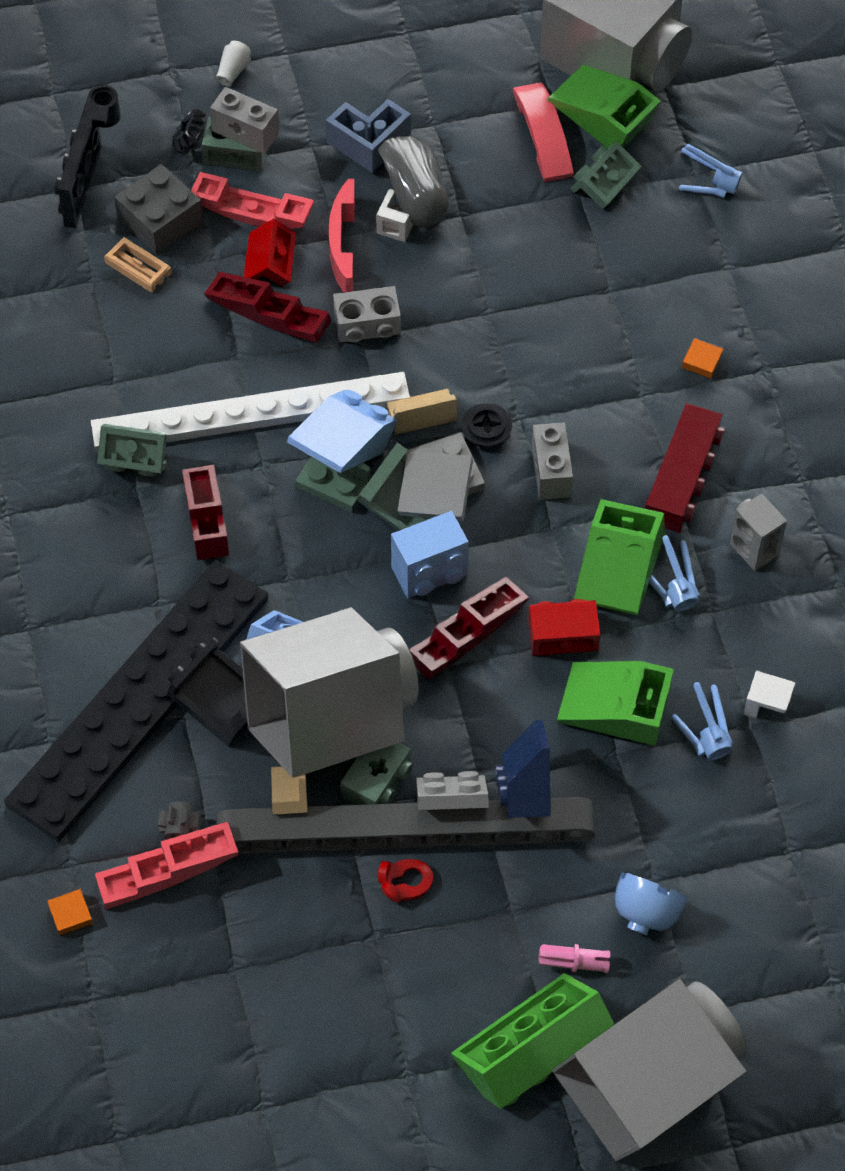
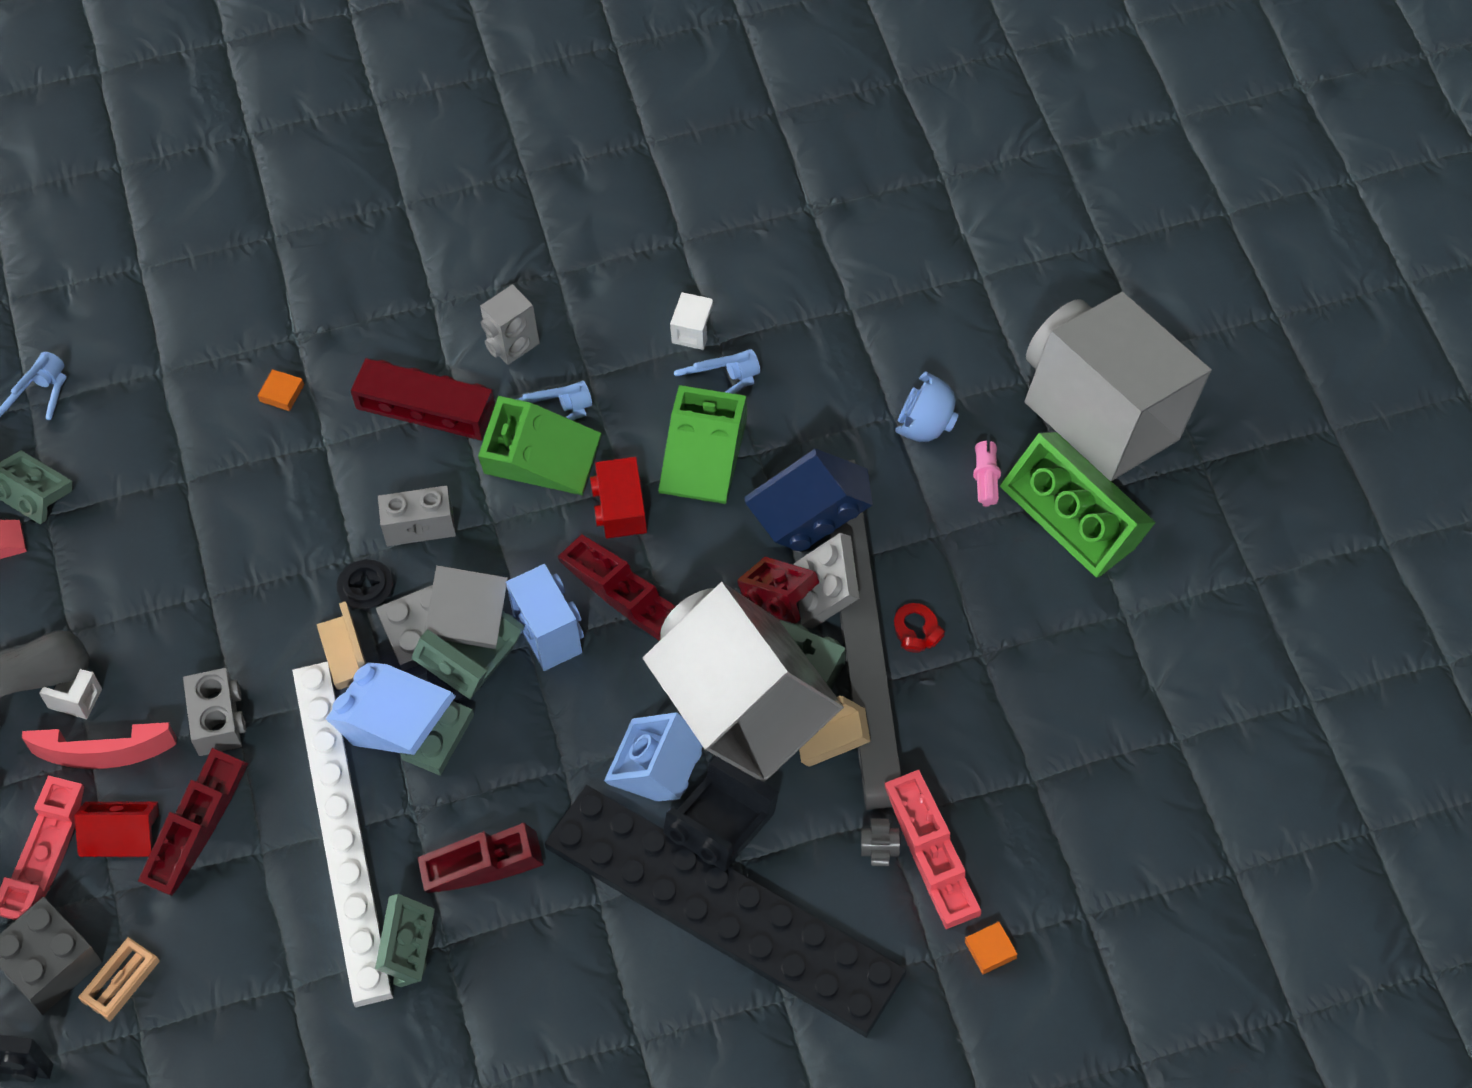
camera: 90 degrees left, 0 degrees up
(447, 748) = (777, 587): none -> dark red bracket

